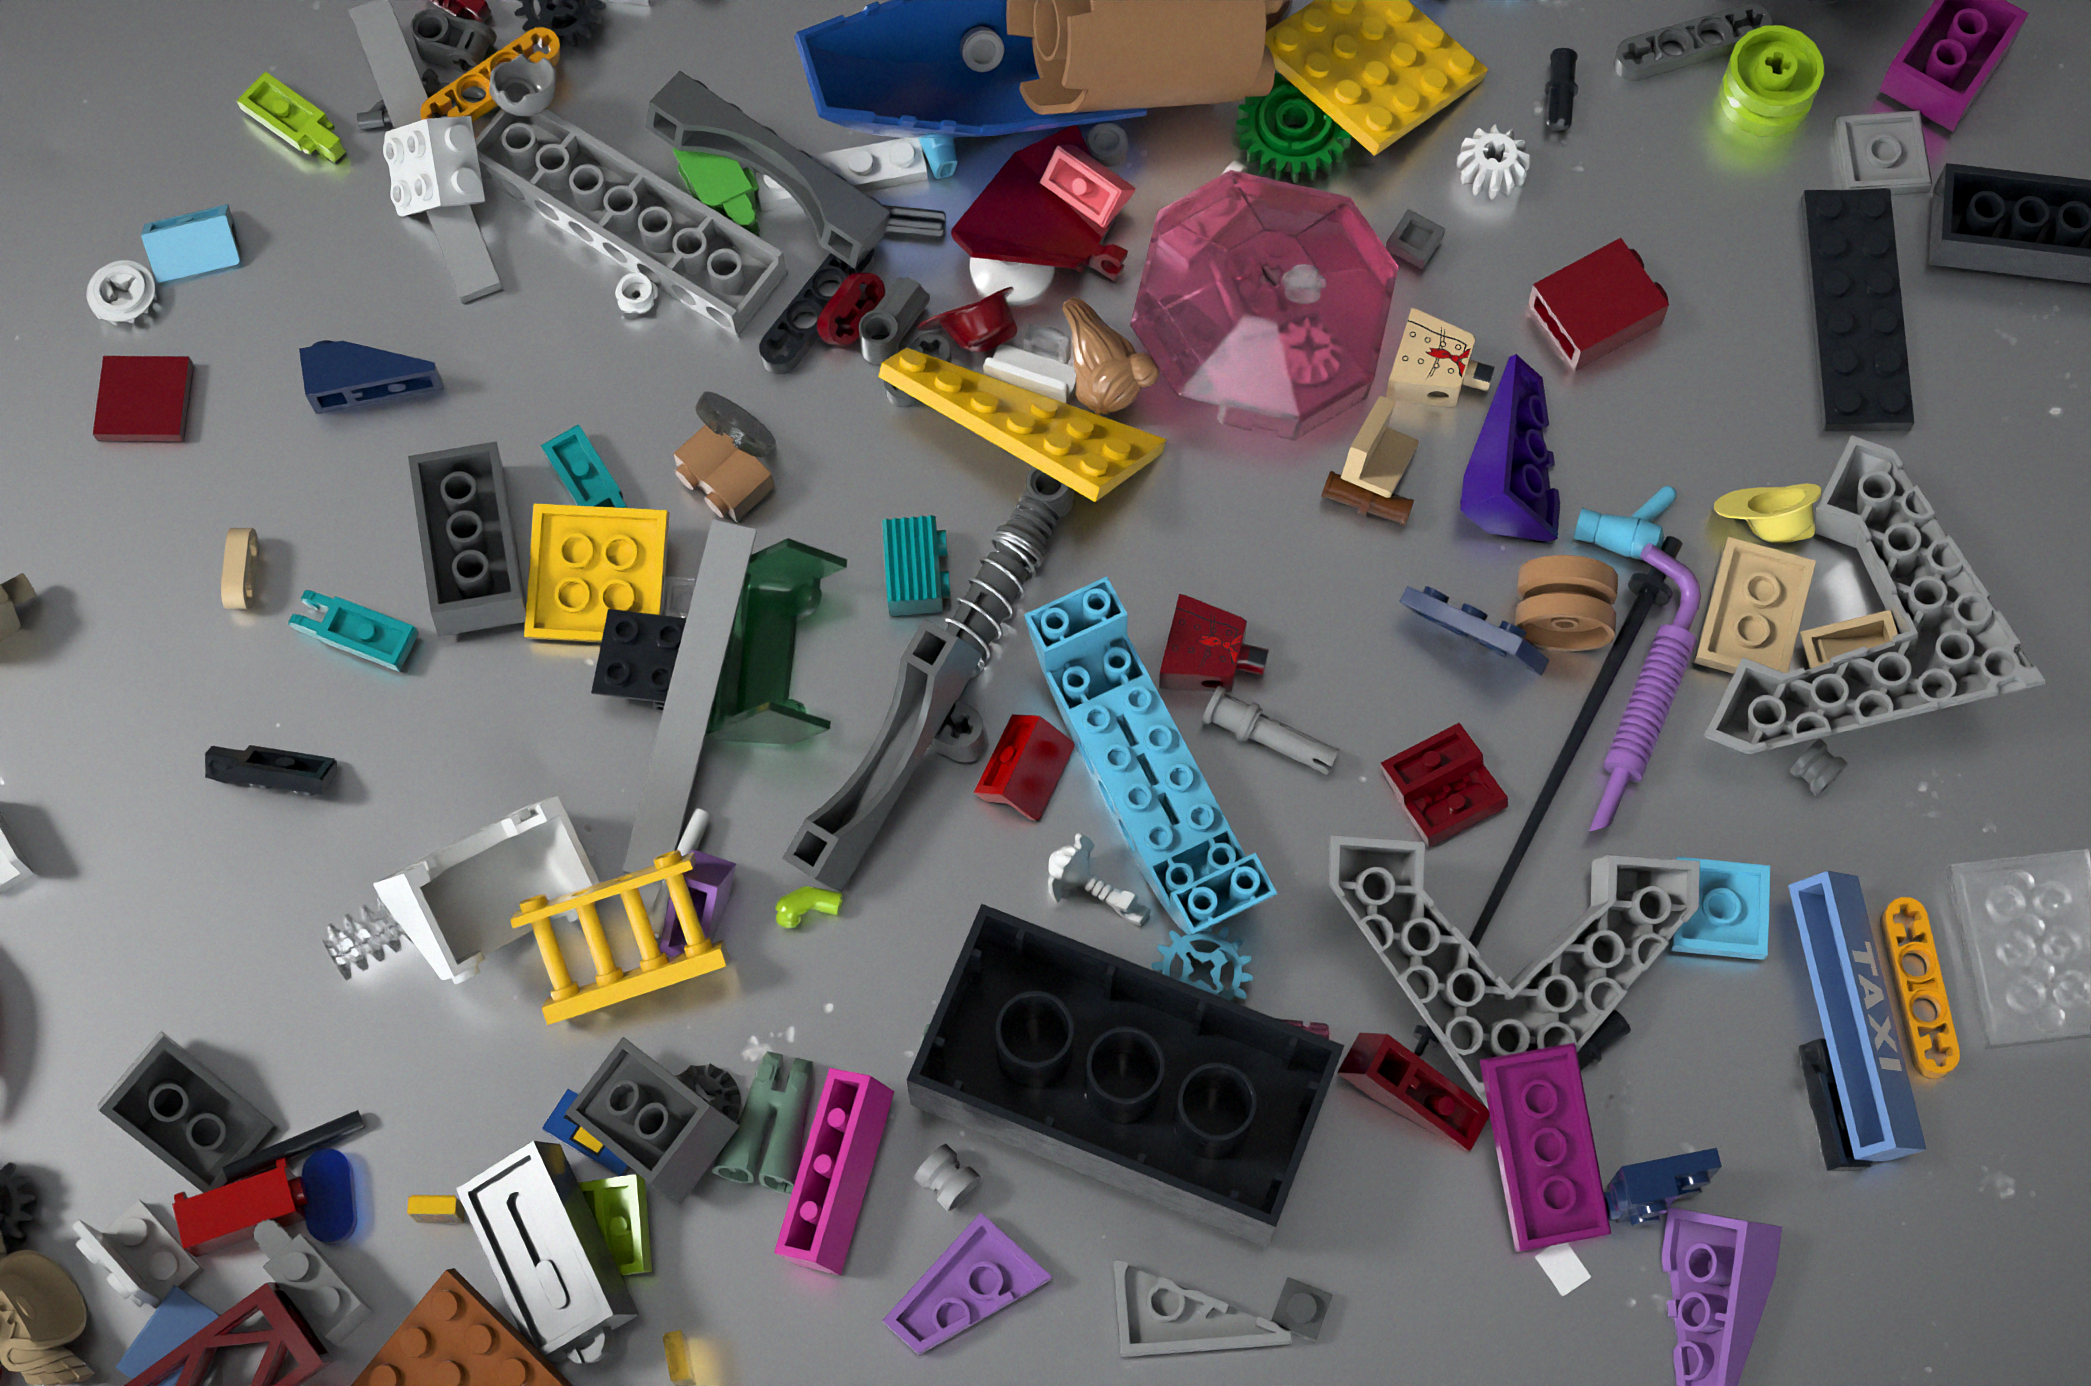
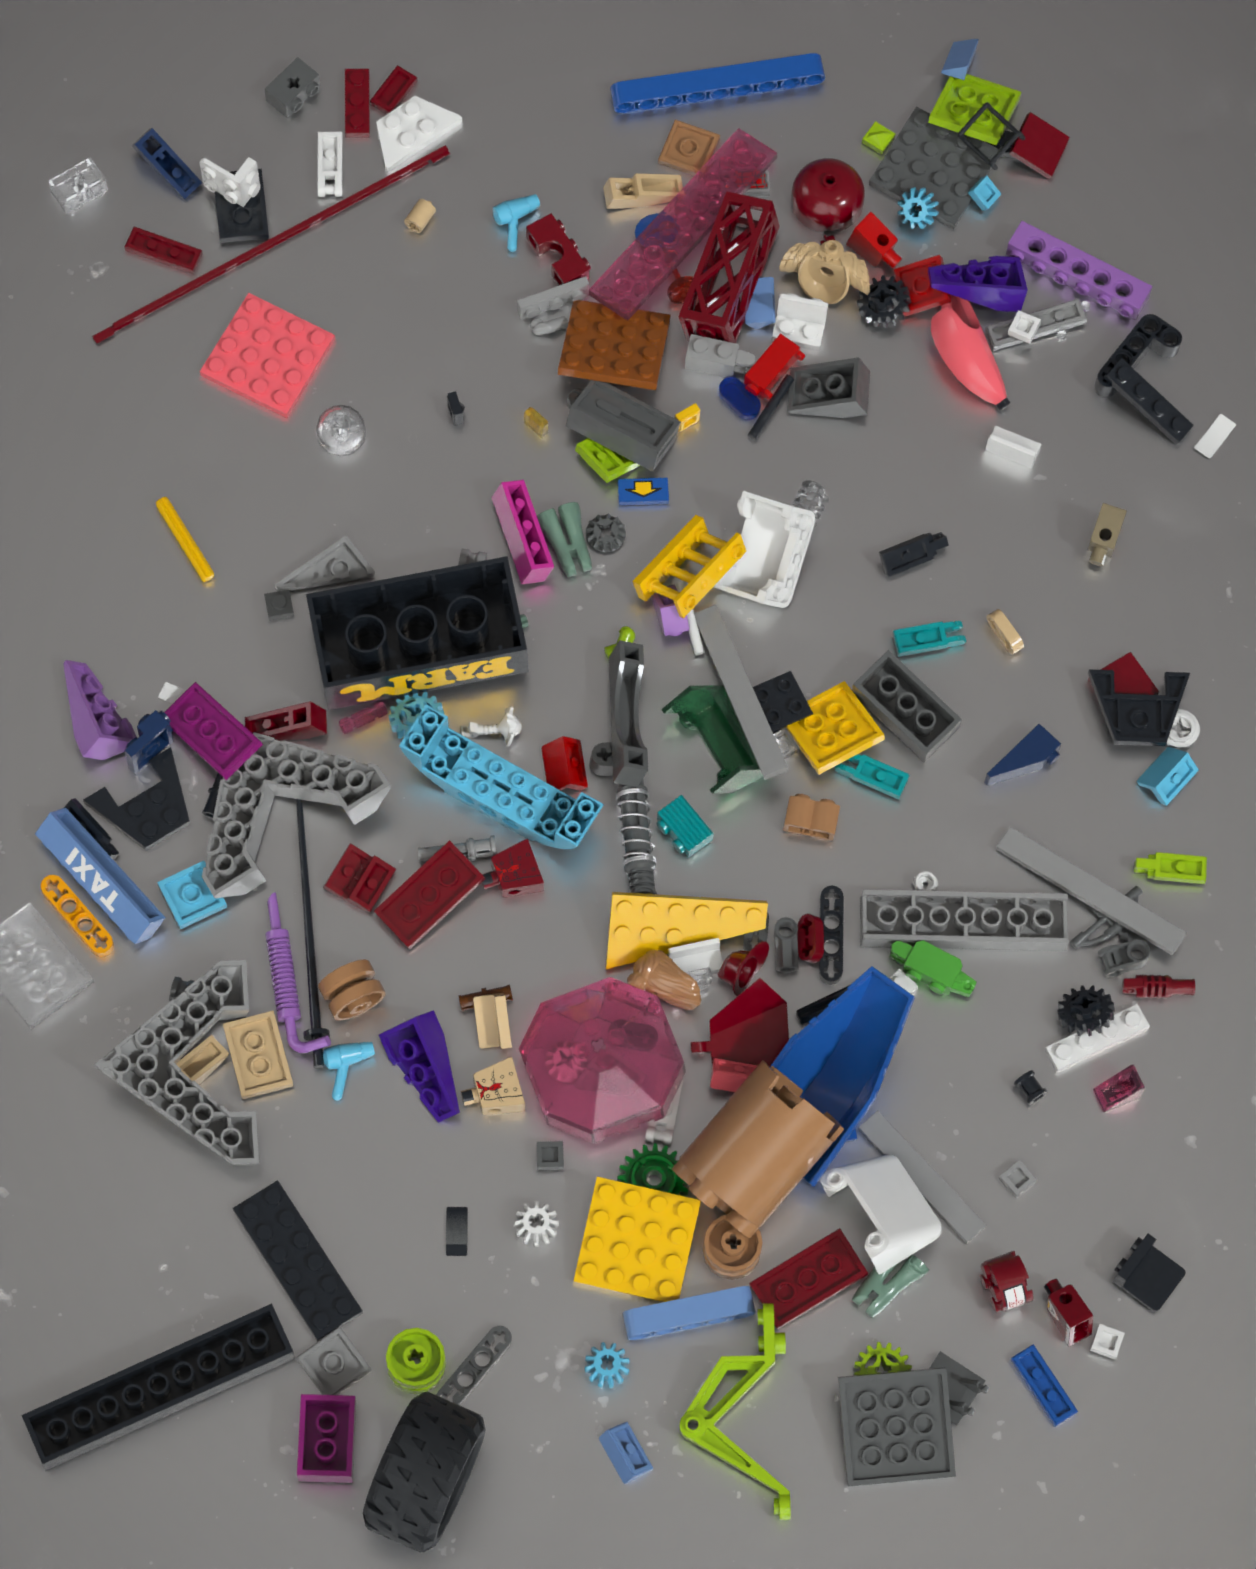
camera: 140 degrees right, 0 degrees up
(159, 323) = (1138, 717): none -> black wing
(433, 165) = (1069, 874): white bracket -> none
(480, 76) = (1080, 939): light orange beam -> none
(523, 86) = (1057, 935): light grey hair -> none
(651, 1120) = (618, 501): dark grey slope -> none
(701, 121) = (957, 970): dark grey arch -> none
(729, 418) = (820, 837): clear smoke tile -> none
(964, 1286) = (433, 527): medium lavender wing -> none
(981, 49) = (840, 1105): light grey tile -> none
(1303, 284) = (576, 1039): clear plate -> none
(1358, 683) = (429, 894): none -> dark red plate
(1472, 621) = (392, 954): dark blue wing -> none
(1561, 88) = (527, 1293): black axle -> none
(1598, 303) = (432, 1175): dark red brick -> none
(1605, 223) = (456, 1231): none -> black sticker
(1712, 1080) = (153, 813): none -> black wing
(1773, 512) = (282, 1110): light yellow piece -> none

